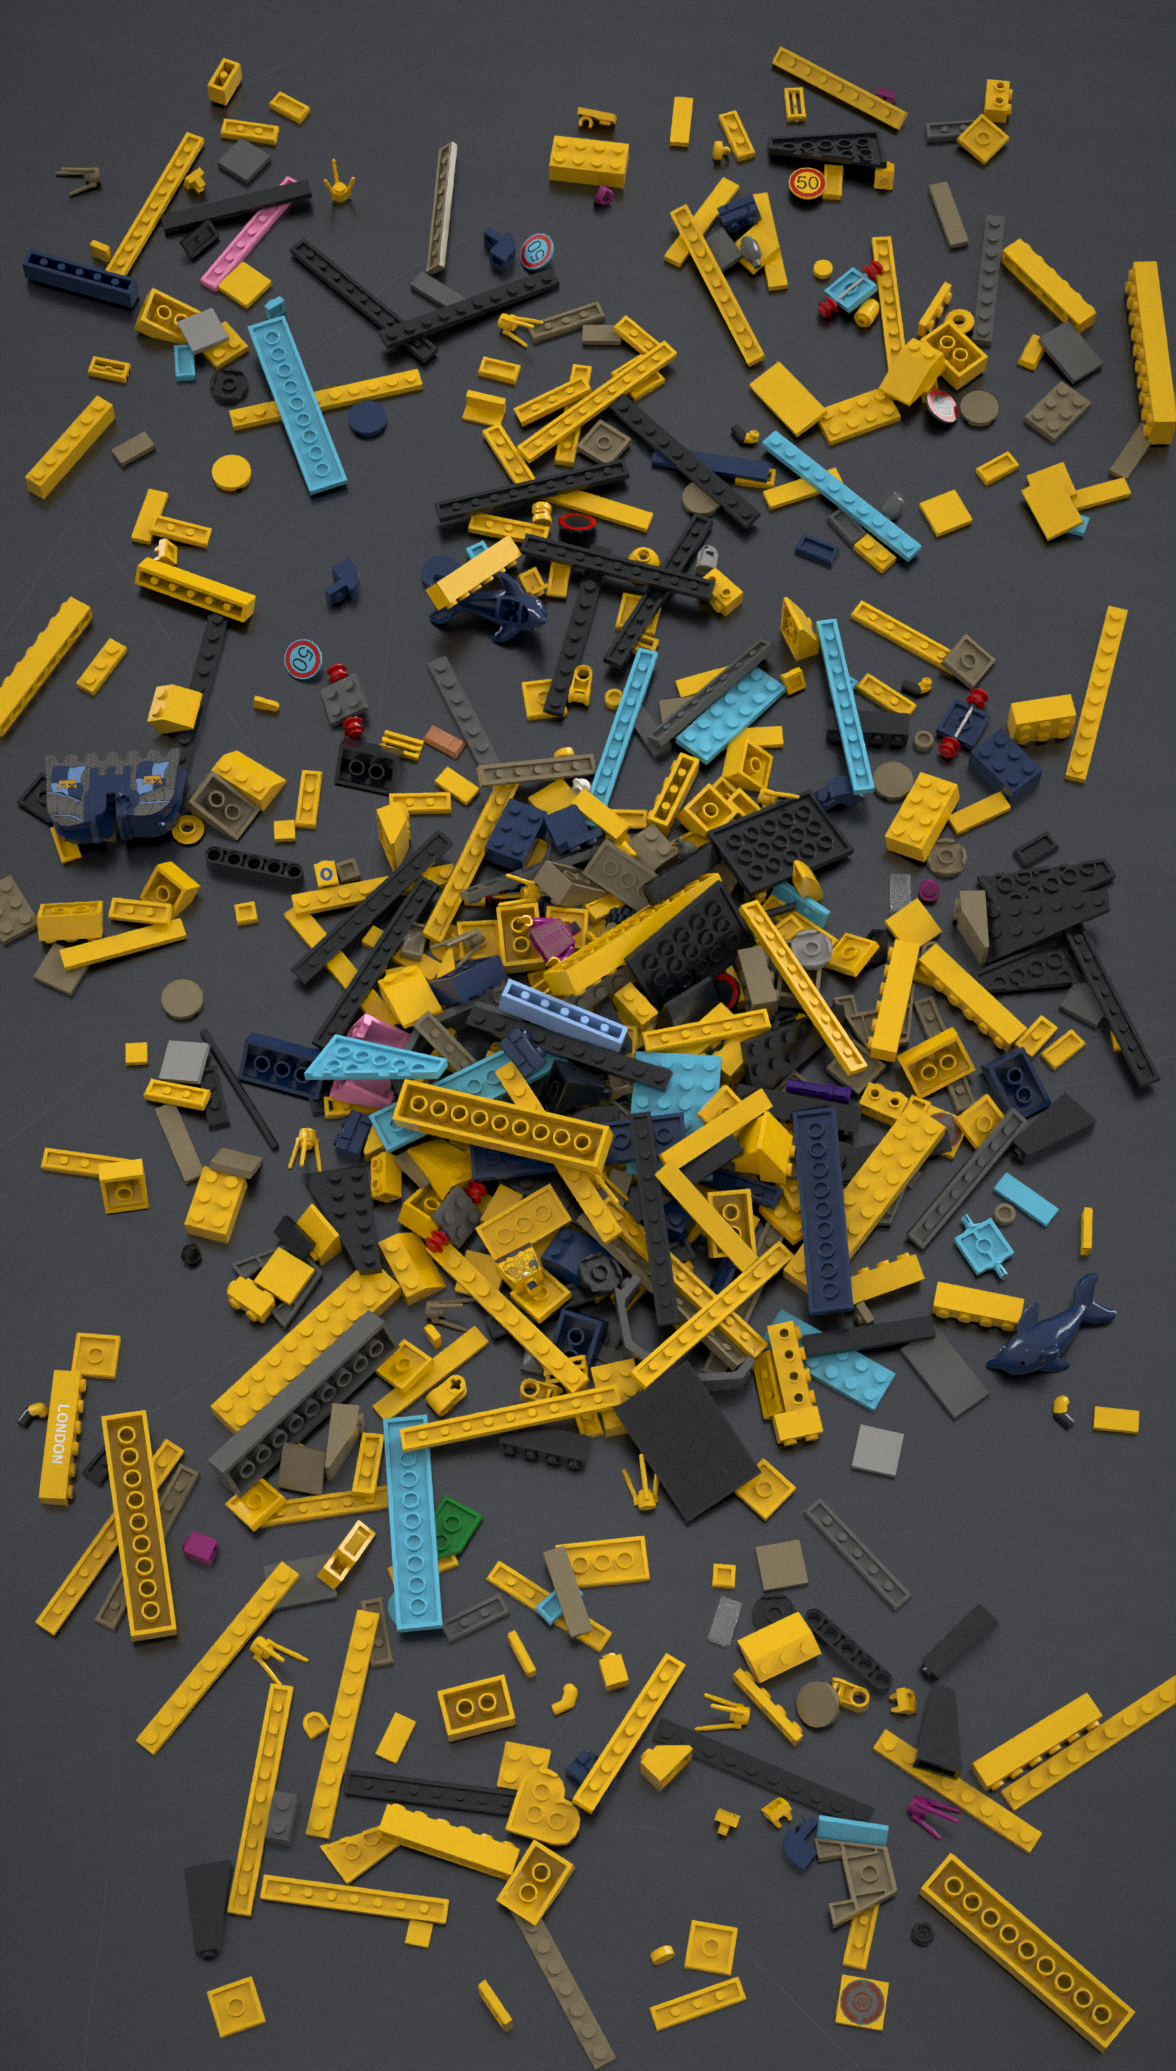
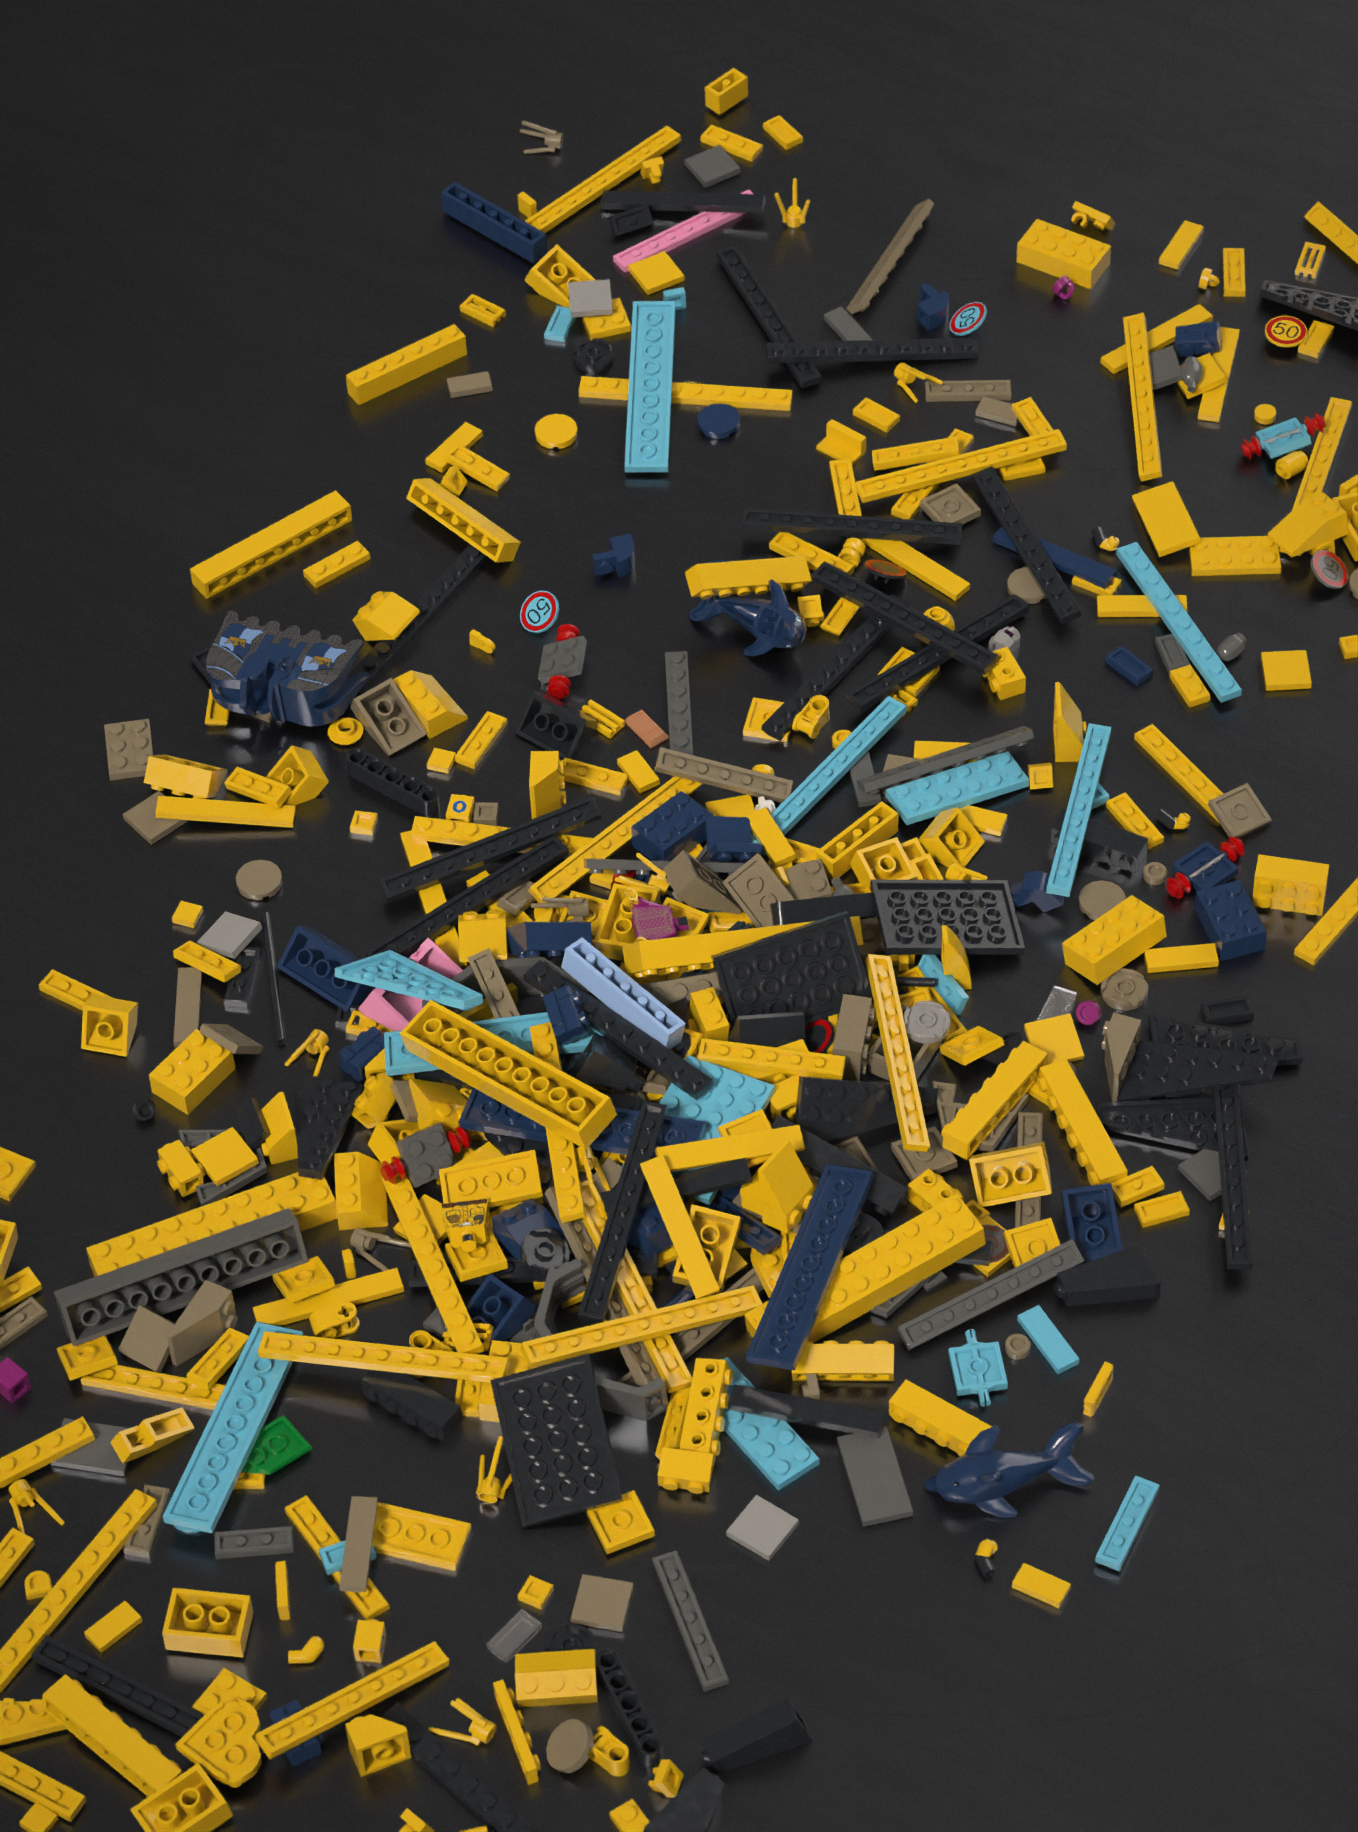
camera: 25 degrees right, 15 degrees down
(829, 1091) = (881, 1164): dark purple pin -> none
(1159, 1341) = (1127, 1523): none -> medium azure plate

